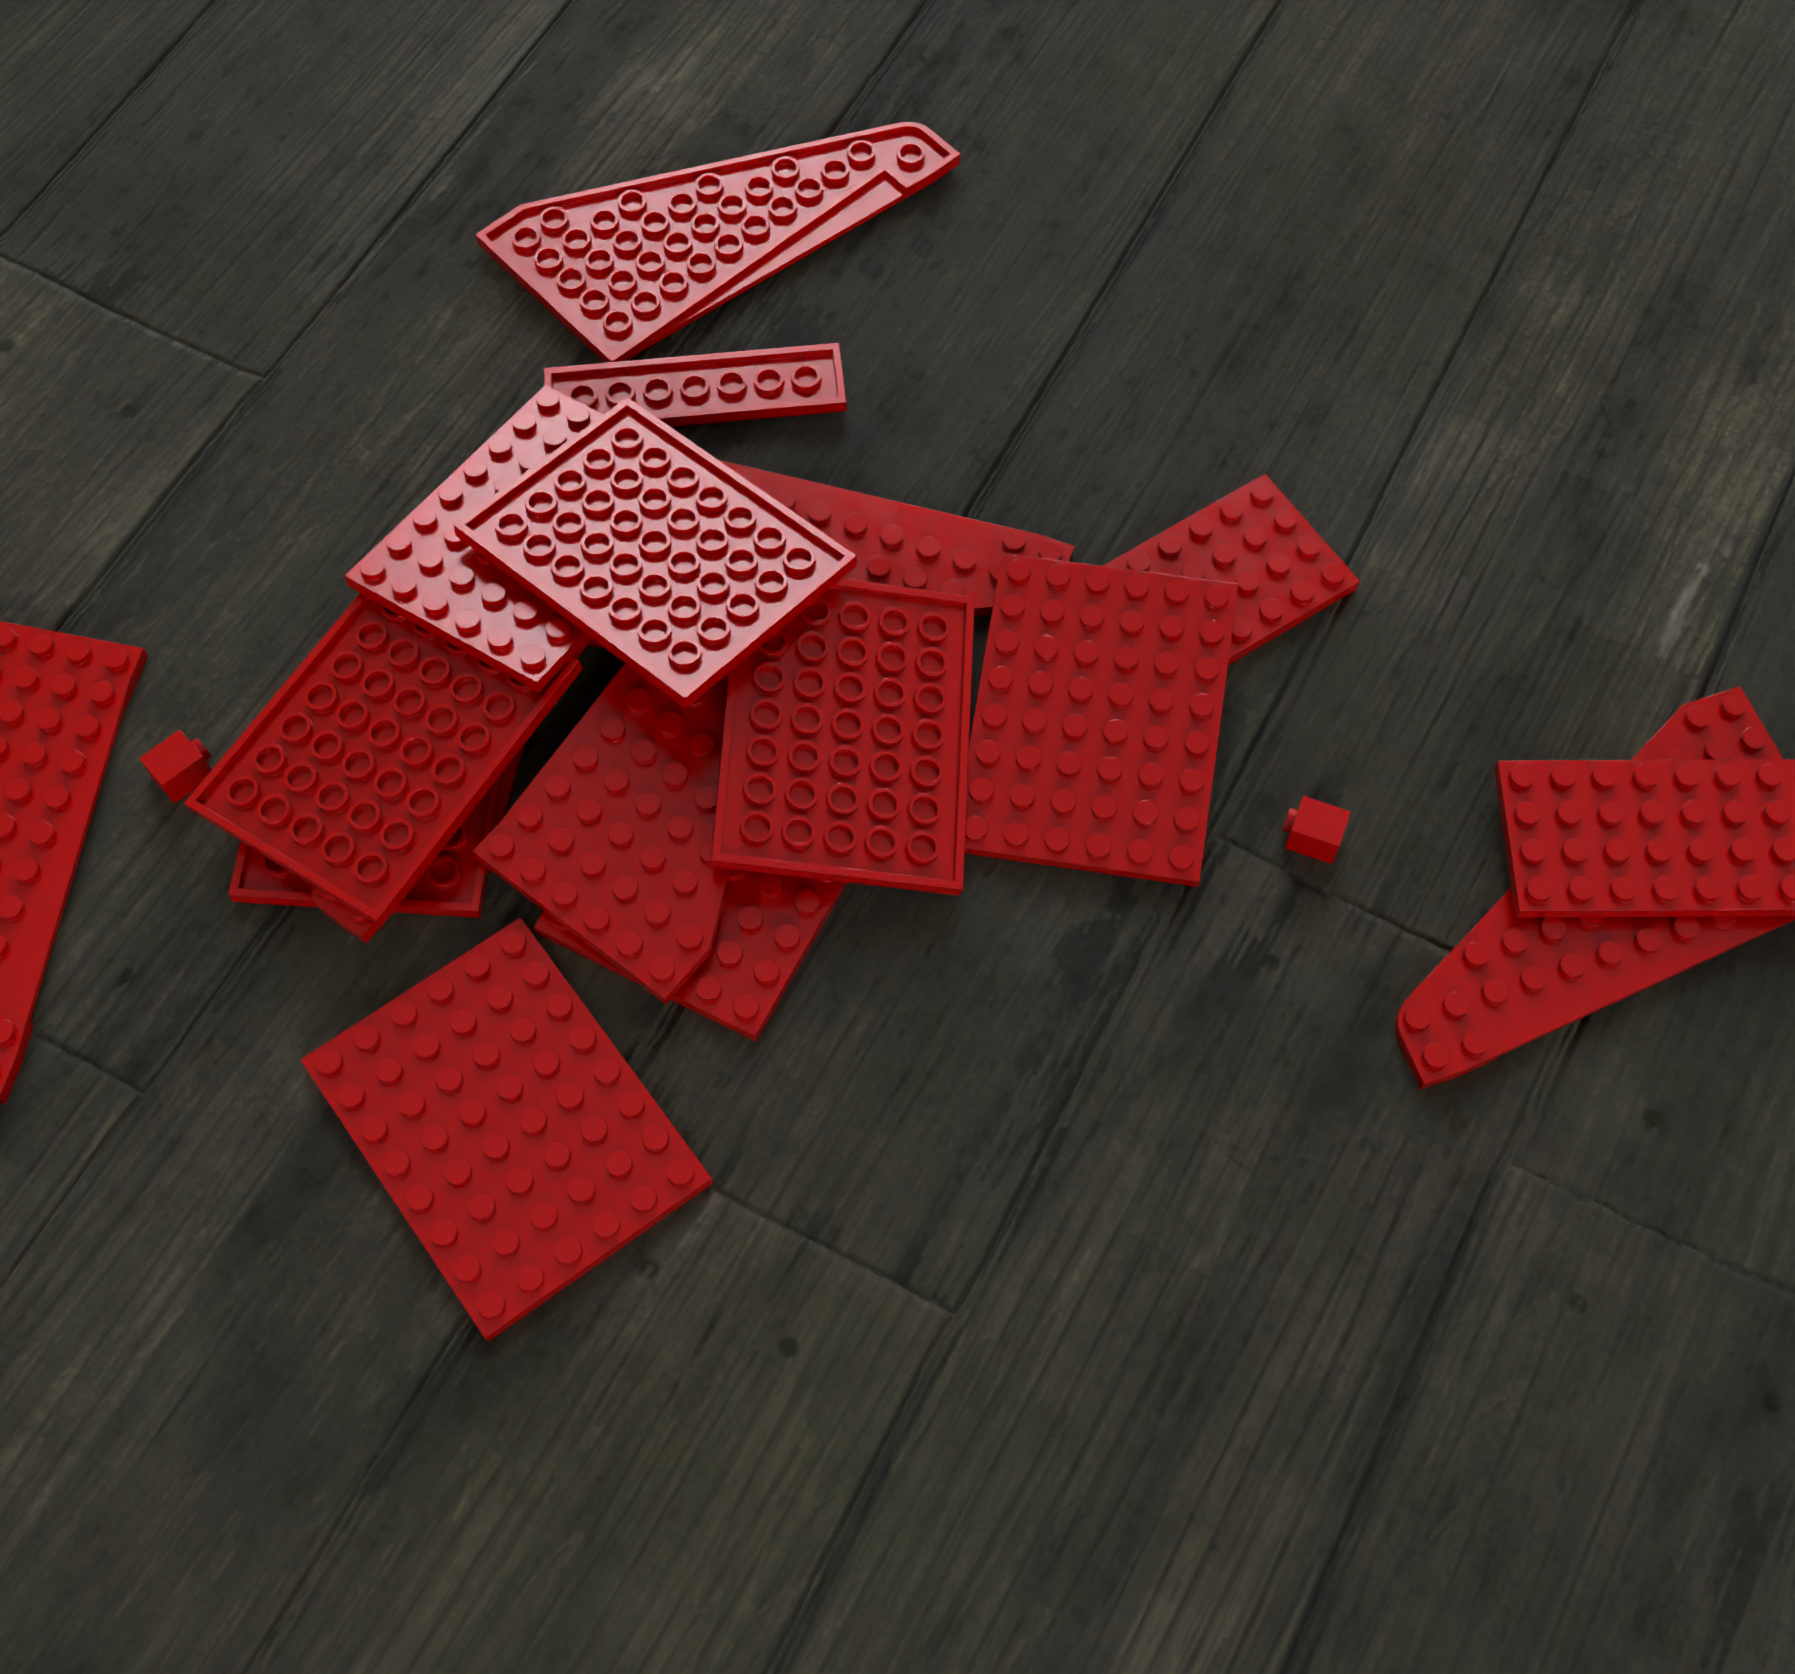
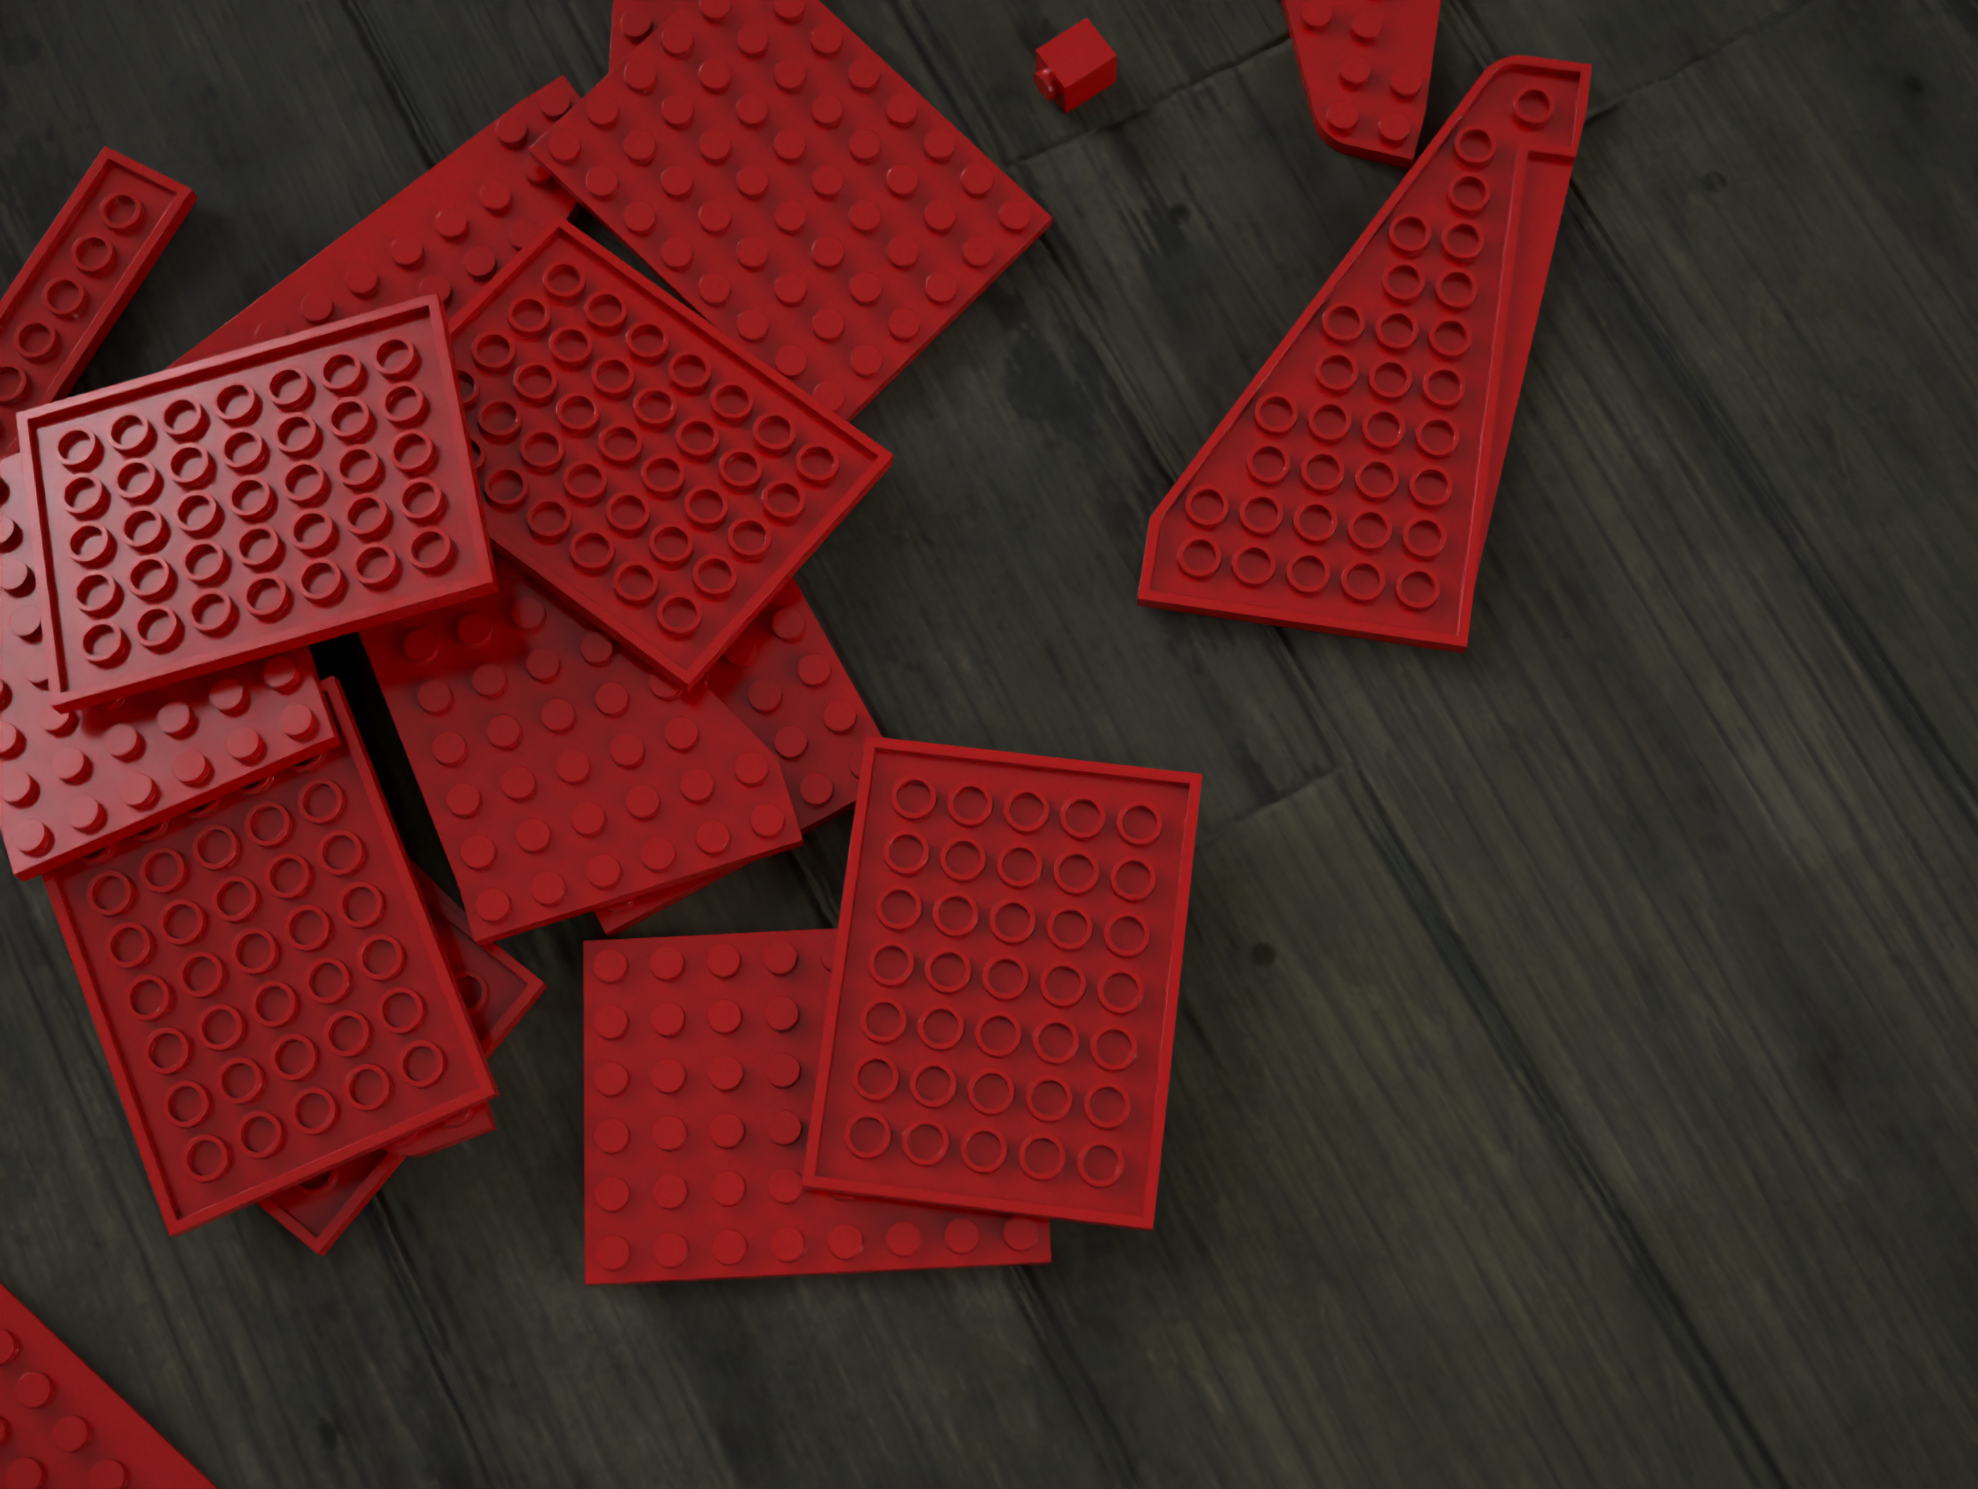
camera: 50 degrees left, 10 degrees up
(177, 765) = (98, 1222): red brick -> none
(650, 1186) = (1005, 984): none -> red plate
(1216, 1184) = (1379, 427): none -> red wing

